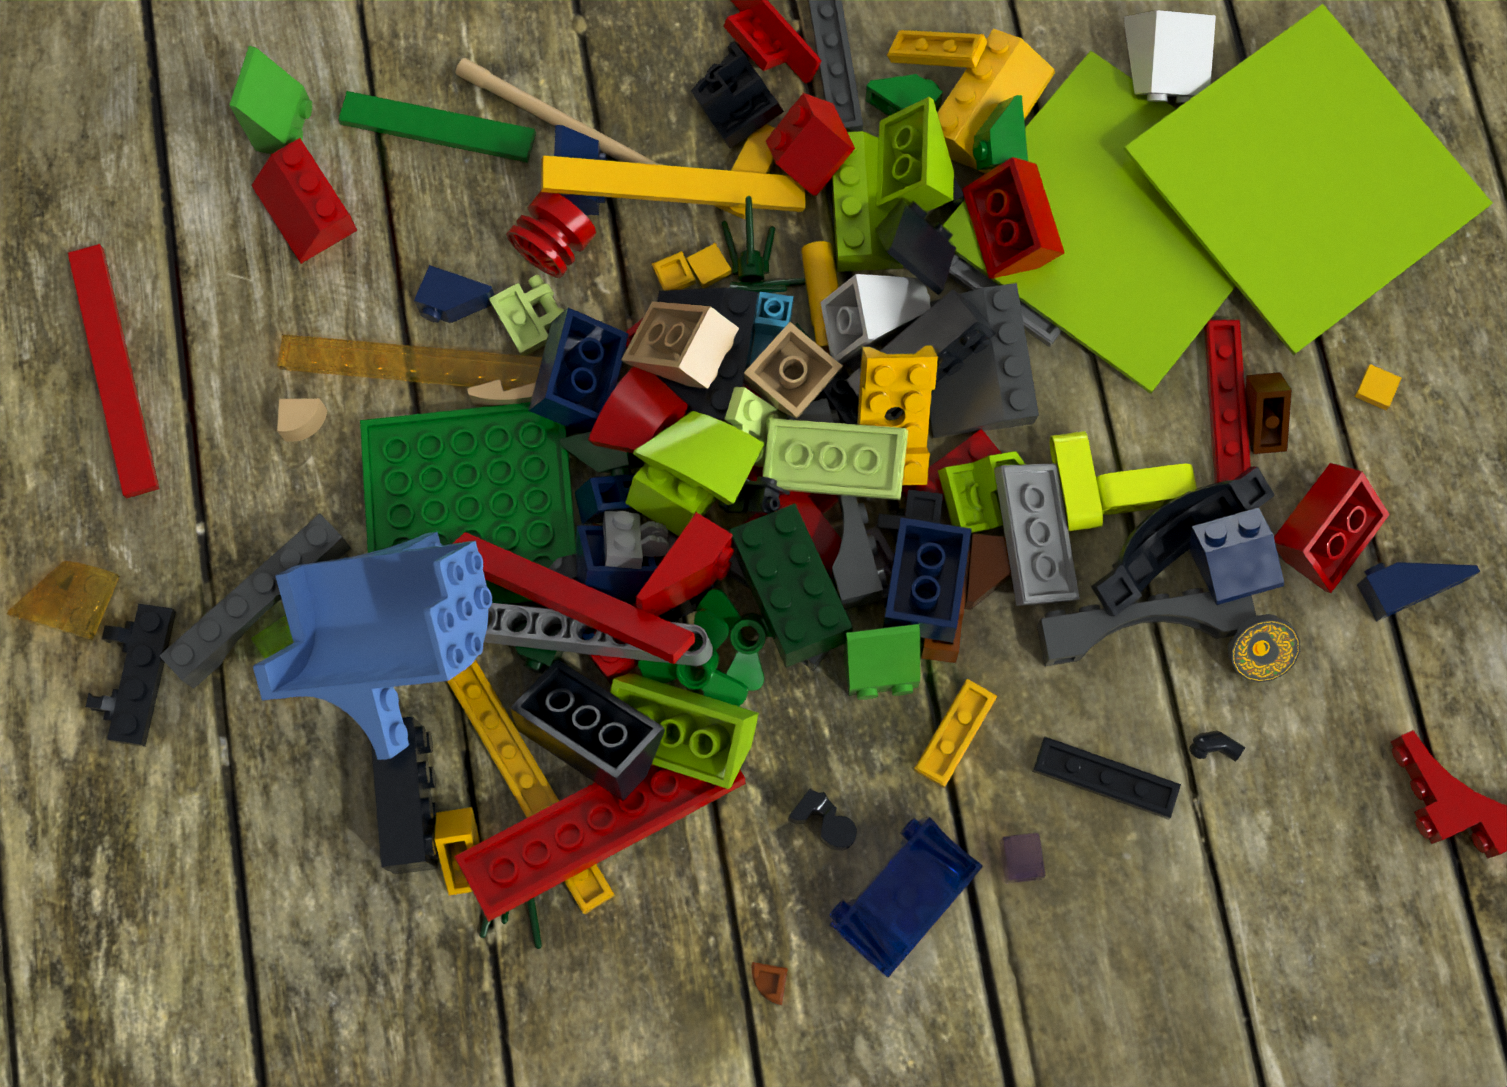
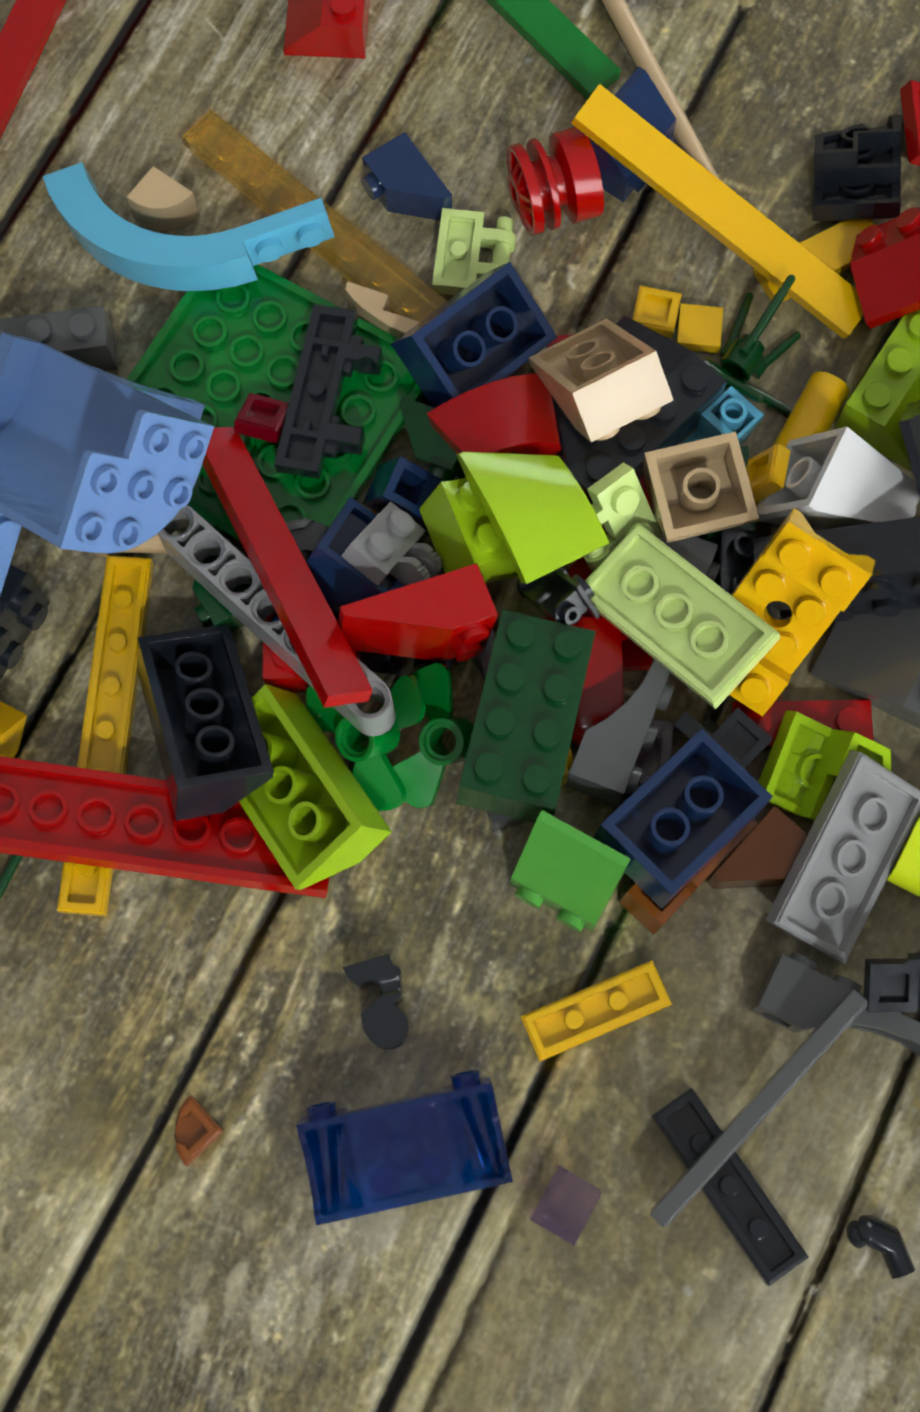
camera: 35 degrees right, 0 degrees up
(339, 453) = (174, 260): none -> medium azure arch
(479, 514) = (261, 418): none -> dark red tile
(492, 447) = (311, 421): none -> black hinge
(823, 330) = (768, 471): none -> yellow tile
(1092, 717) = (758, 1108): none -> dark grey tile

